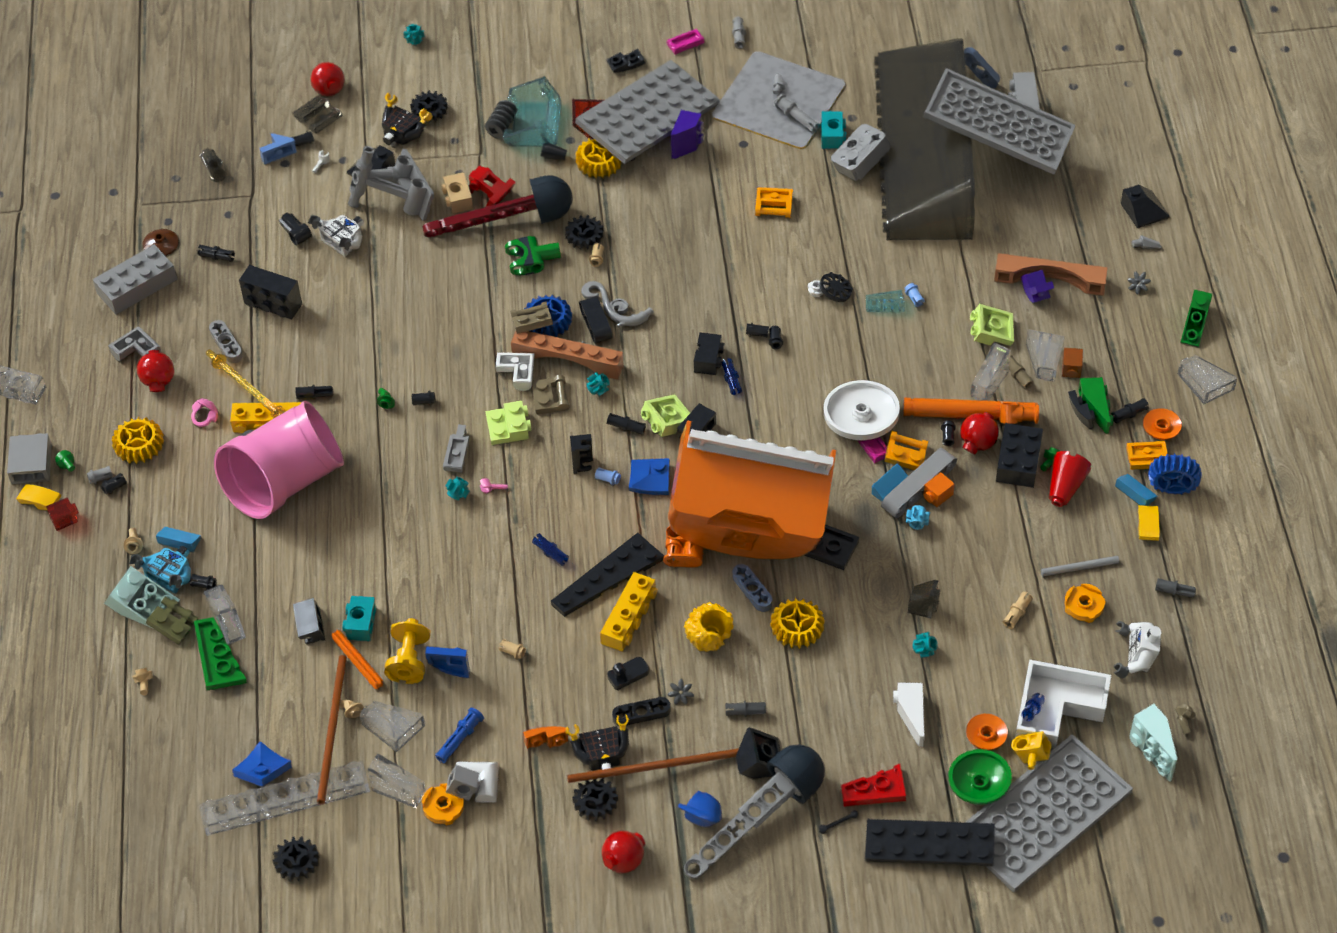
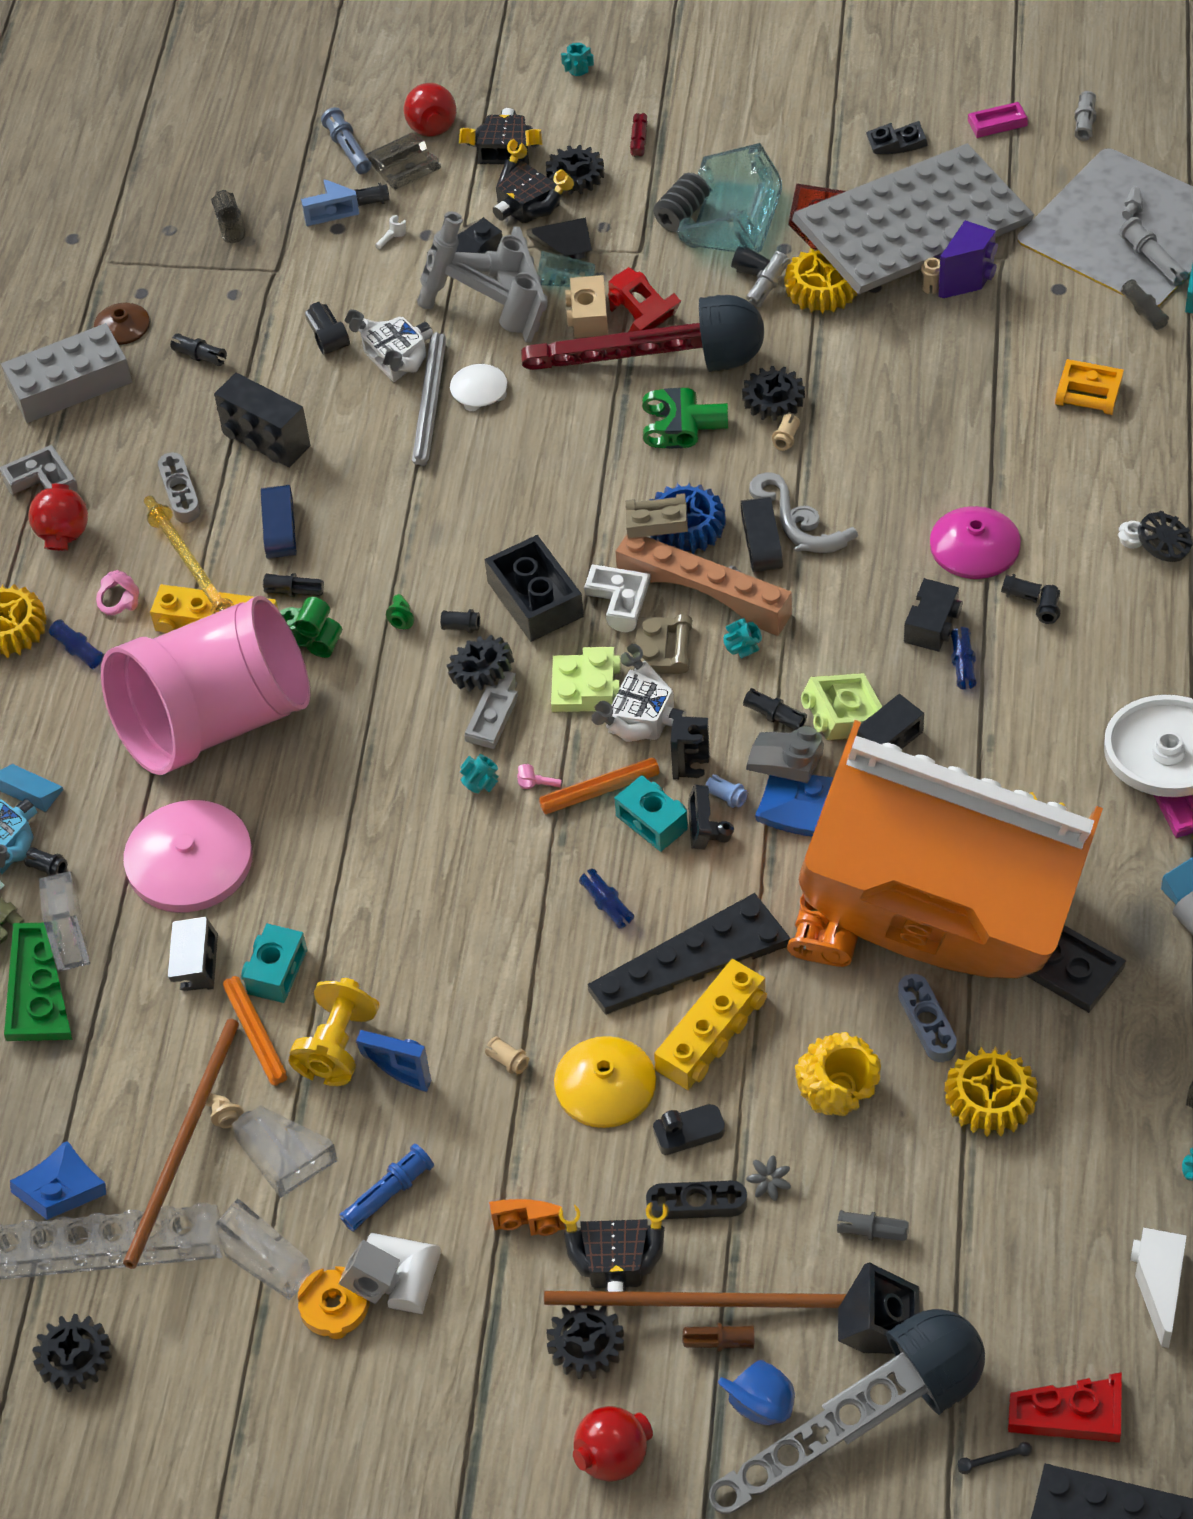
camera: 15 degrees right, 0 degrees up
(186, 447) = (76, 643): none -> clear blue pin
(288, 117) = (359, 159): none -> sand blue pin
(290, 564) = (188, 856): none -> bright pink dish
(295, 354) = (278, 521): none -> dark blue beam
(335, 415) = (312, 626): none -> green piece
(371, 268) = (429, 399): none -> light grey axle
(375, 90) = (495, 135): none -> black torso
(400, 252) = (478, 386): none -> white dish
(432, 171) = (554, 269): none -> clear light blue slope
(433, 151) = (564, 238): none -> black slope
(442, 422) = (480, 663): none -> black gear
(463, 78) = (638, 134): none -> dark red axle
(465, 372) = (534, 588): none -> black brick
(531, 484) = (598, 786): none -> orange axle
(546, 431) = (641, 704): none -> white torso
(556, 495) = (635, 809): none -> teal brick
(565, 161) = (768, 279): none -> light grey pin
(576, 662) = (608, 1096): none -> yellow dish
(596, 498) = (700, 827): none -> black piece
(639, 448) = (787, 754): none -> dark grey slope
(665, 143) = (931, 273): none -> tan pin
(671, 784) = (719, 1337): none -> reddish brown axle
(724, 306) = (975, 542): none -> dark pink dish
(797, 147) = (1145, 304): none -> clear smoke pin

